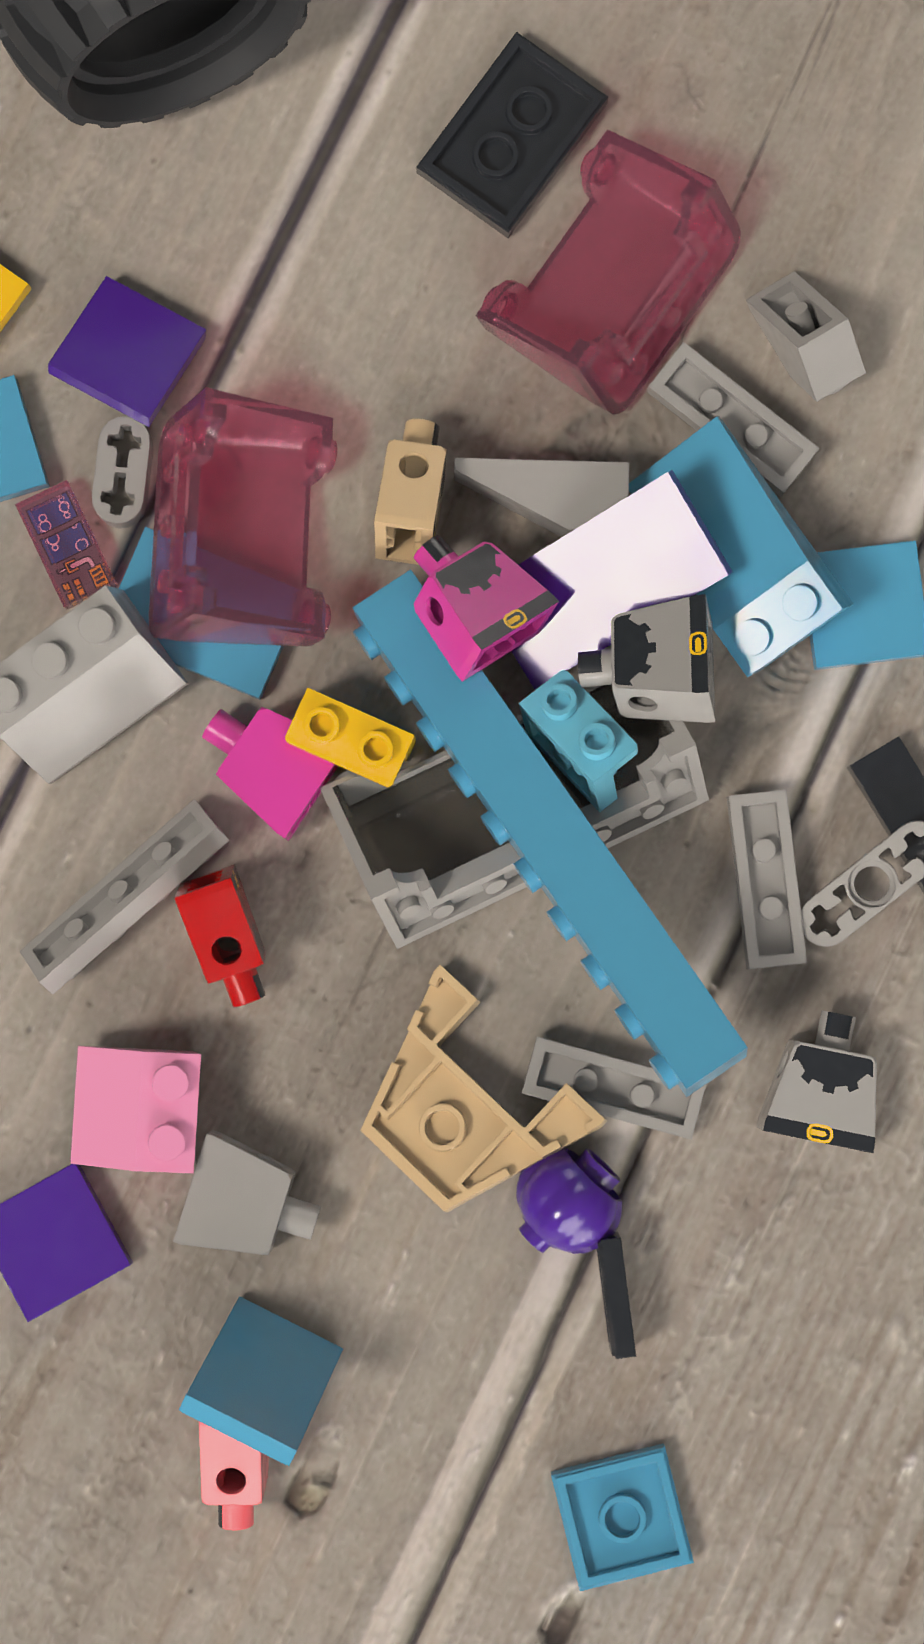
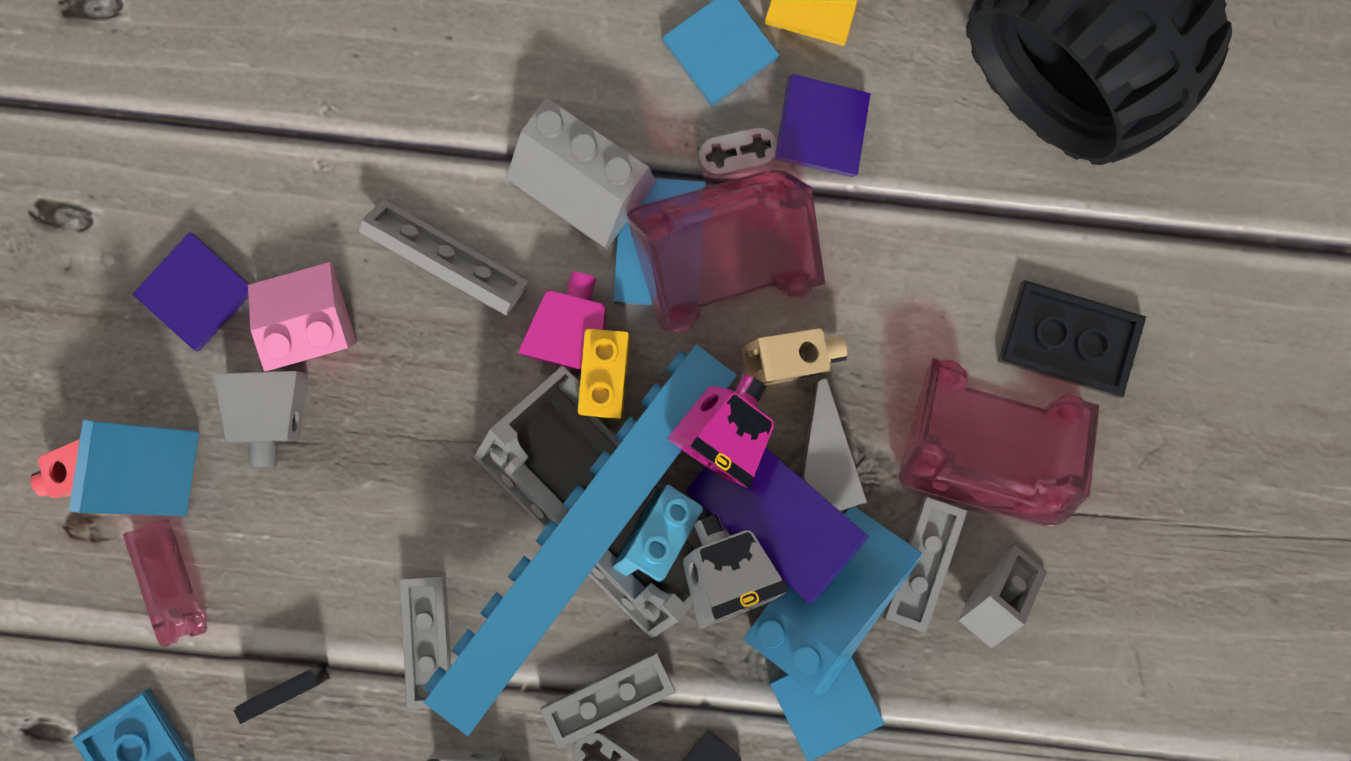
camera: 70 degrees right, 0 degrees up
(66, 544) = (674, 132): clear pink tile -> none
(219, 908) = (441, 332): red torso -> none
(419, 1402) = (164, 582): none -> clear pink plate
(448, 1126) = (359, 536): tan wing -> none
(568, 1202) = (336, 638): dark purple plant -> none

